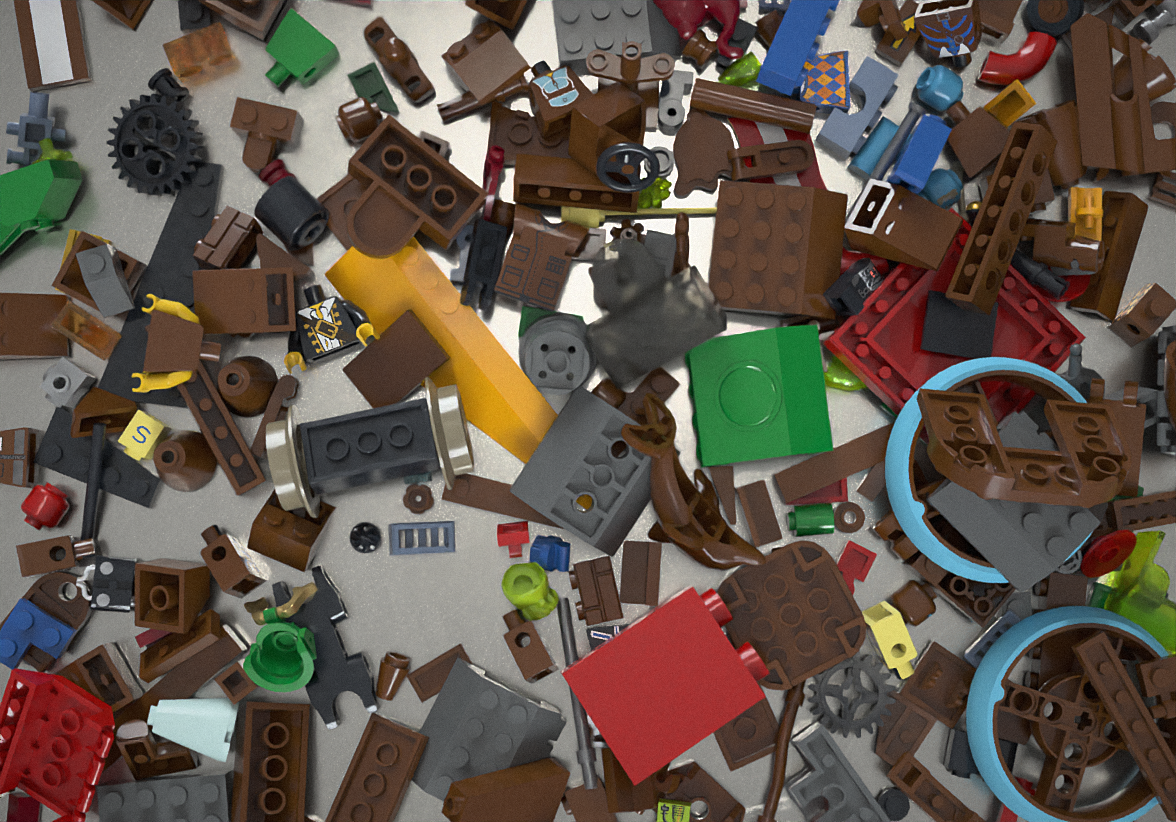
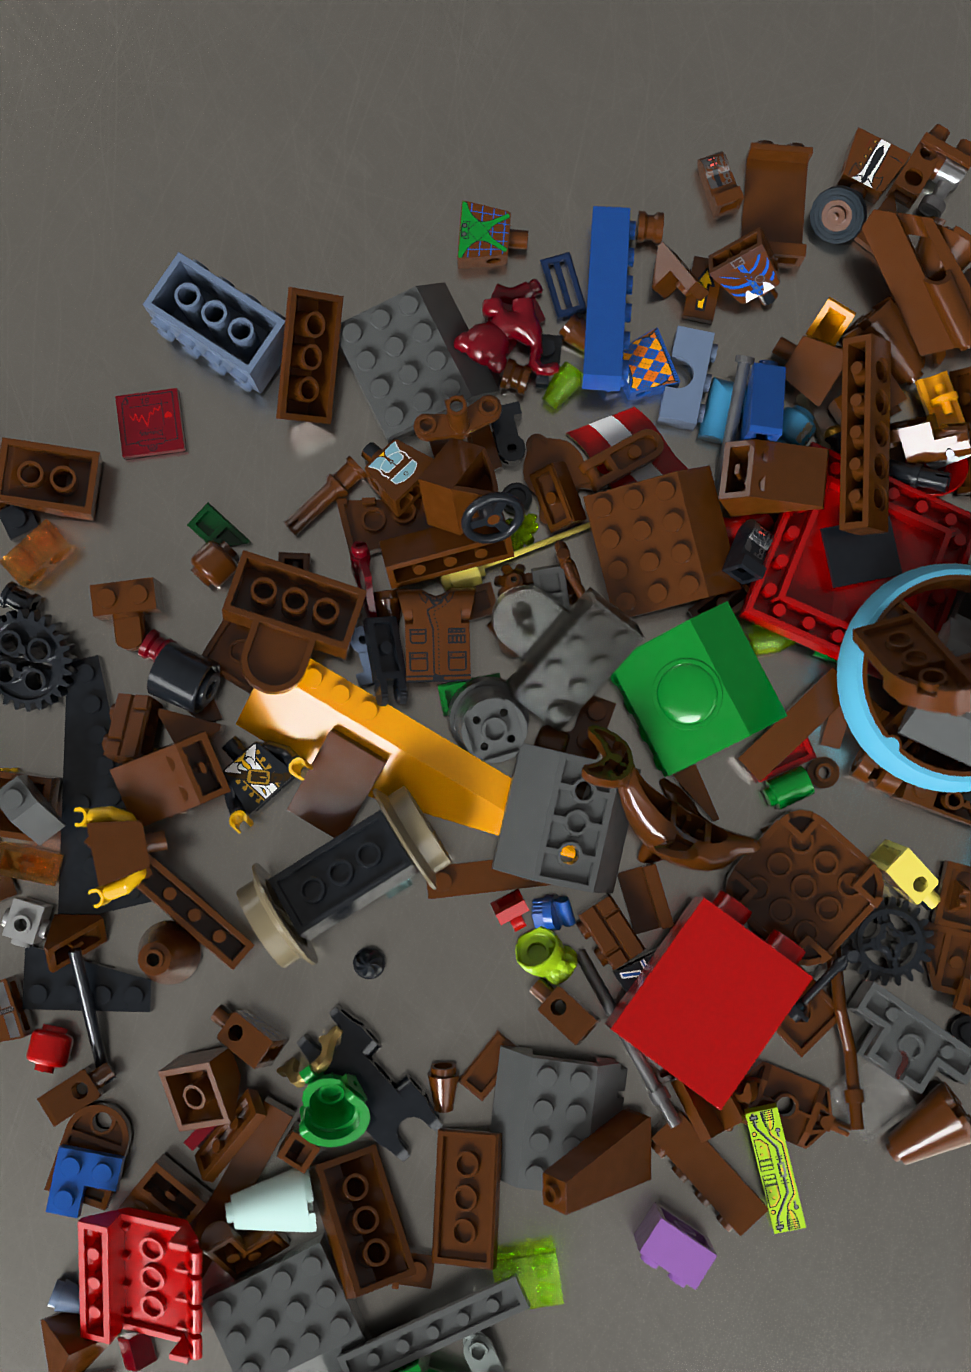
camera: 15 degrees left, 0 degrees up
(110, 584) = (141, 1099): black piece -> none
(143, 435) = (120, 944): light yellow brick -> none
(246, 385) = (202, 858): reddish brown cone -> none
(276, 410) = (239, 875): reddish brown hinge -> none
(289, 535) = (294, 990): reddish brown slope -> none
(298, 50) = (131, 518): green torso -> none
(394, 539) = (397, 954): sand blue slope -> none
(398, 60) = (231, 492): reddish brown piece -> none
(418, 490) = (399, 912): reddish brown plate -> none
(485, 62) = (316, 464): reddish brown slope -> none
(697, 172) = (557, 496): none -> reddish brown slope
(744, 724) = (800, 1010): none -> black piece
(752, 105) = (586, 413): reddish brown brick -> none
(758, 513) = (735, 801): reddish brown panel -> none
(854, 563) = (845, 814): red plate -> none
(914, 602) = (915, 830): reddish brown head -> none
(939, 87) = (757, 331): dark azure head -> none
(1021, 65) = (825, 282): red cylinder -> none

